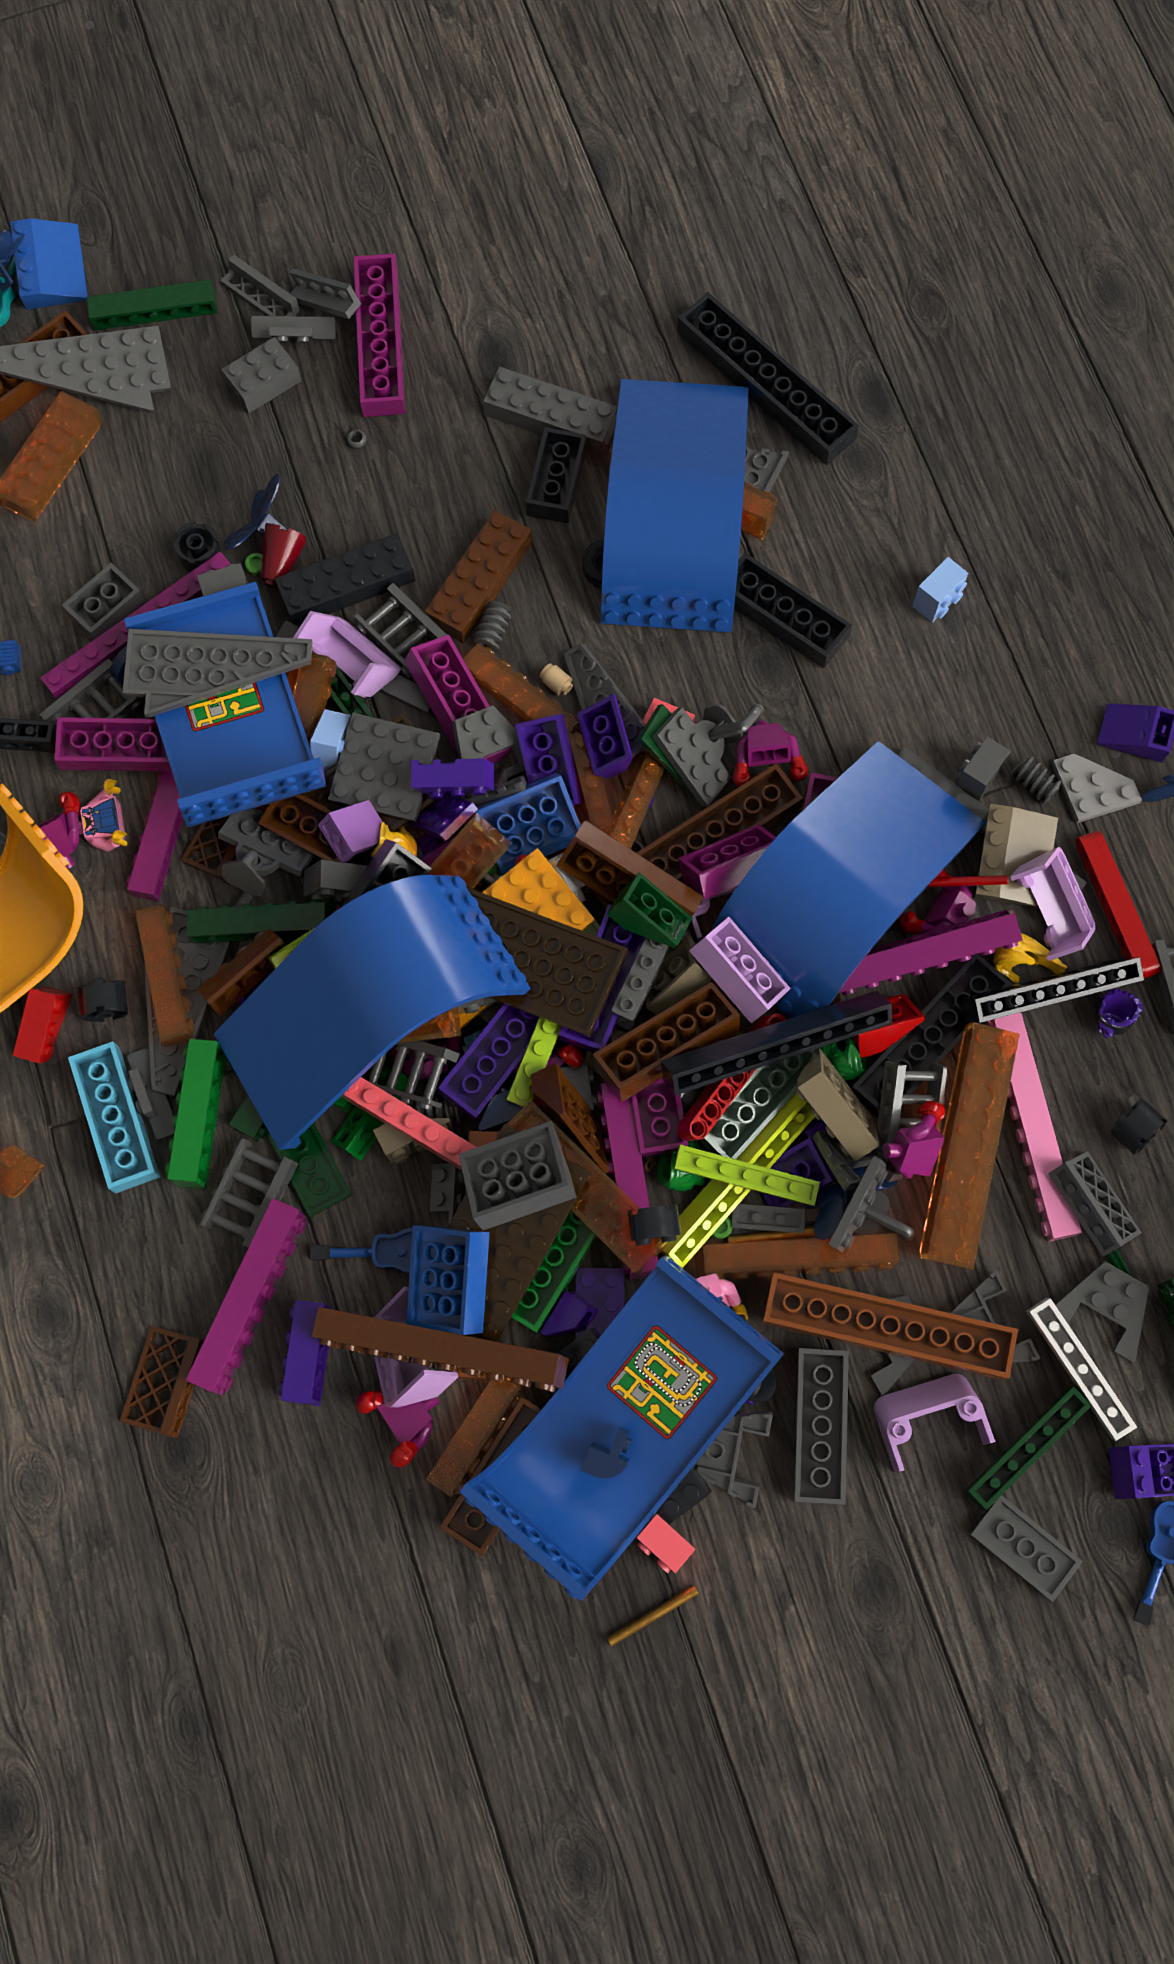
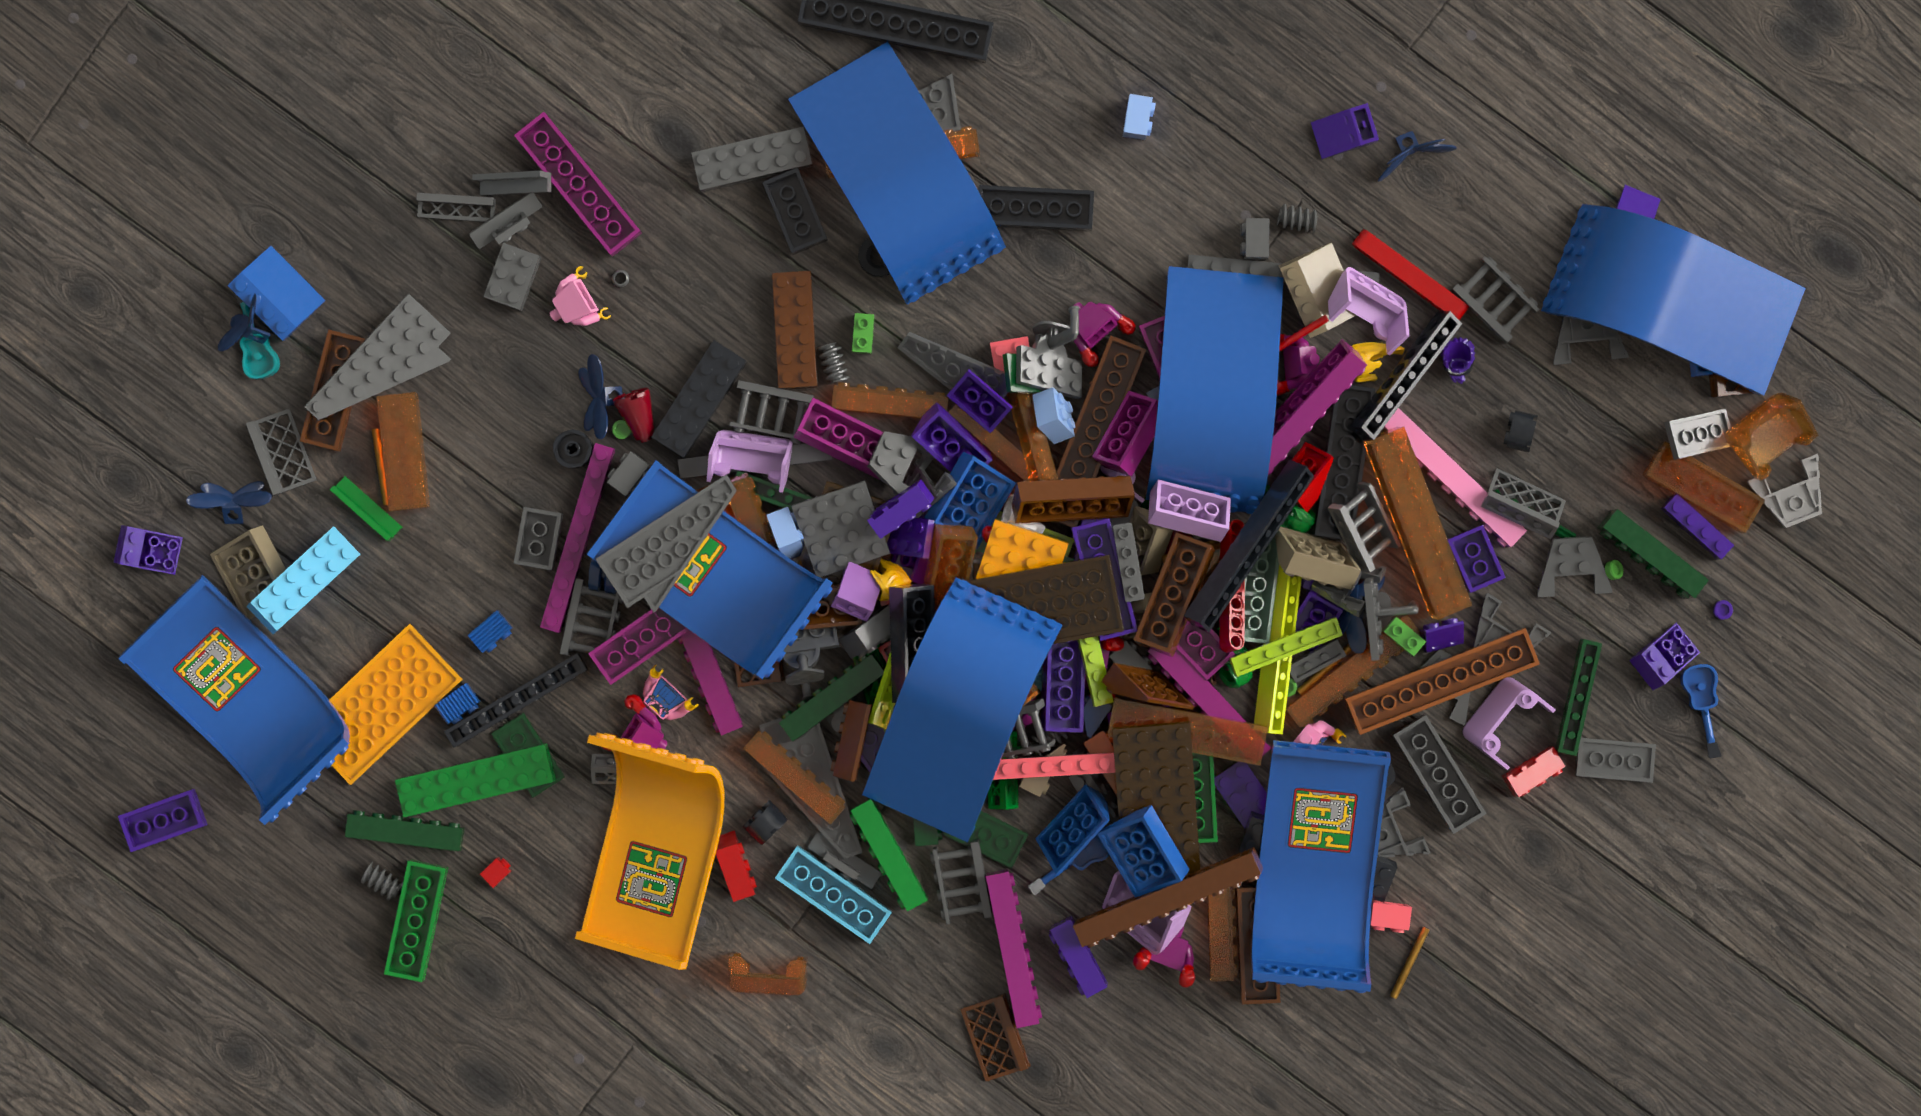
camera: 35 degrees left, 15 degrees up
(152, 304) = (382, 274): dark green brick -> none
(299, 428) = (574, 302): none -> bright pink torso
(397, 1209) = (1073, 828): none -> blue slope
(516, 1176) = (1145, 758): dark grey slope -> none
(540, 619) = (863, 333): none -> bright green brick
(556, 679) = (907, 372): tan brick -> none
(569, 1316) = (1231, 813): dark purple slope -> none
(605, 1462) = (1320, 894): dark blue brick -> none
(649, 912) = (1106, 517): dark green slope -> none
(654, 1224) = (1254, 728): black brick -> none
(668, 798) = (1054, 415): none -> light blue brick
(879, 1250) = (1404, 636): none -> bright green brick
(917, 1146) = (1387, 551): magenta torso -> none
(921, 1278) = (1442, 636): none -> dark purple slope
(926, 1497) = (1534, 772): none -> wedge
(1008, 1226) = (1476, 559): none -> dark purple brick
(1081, 1369) = (1580, 622): white brick -> none
(1093, 788) = (1340, 195): light grey plate -> none
(1150, 1339) = (1614, 569): none -> bright green tile

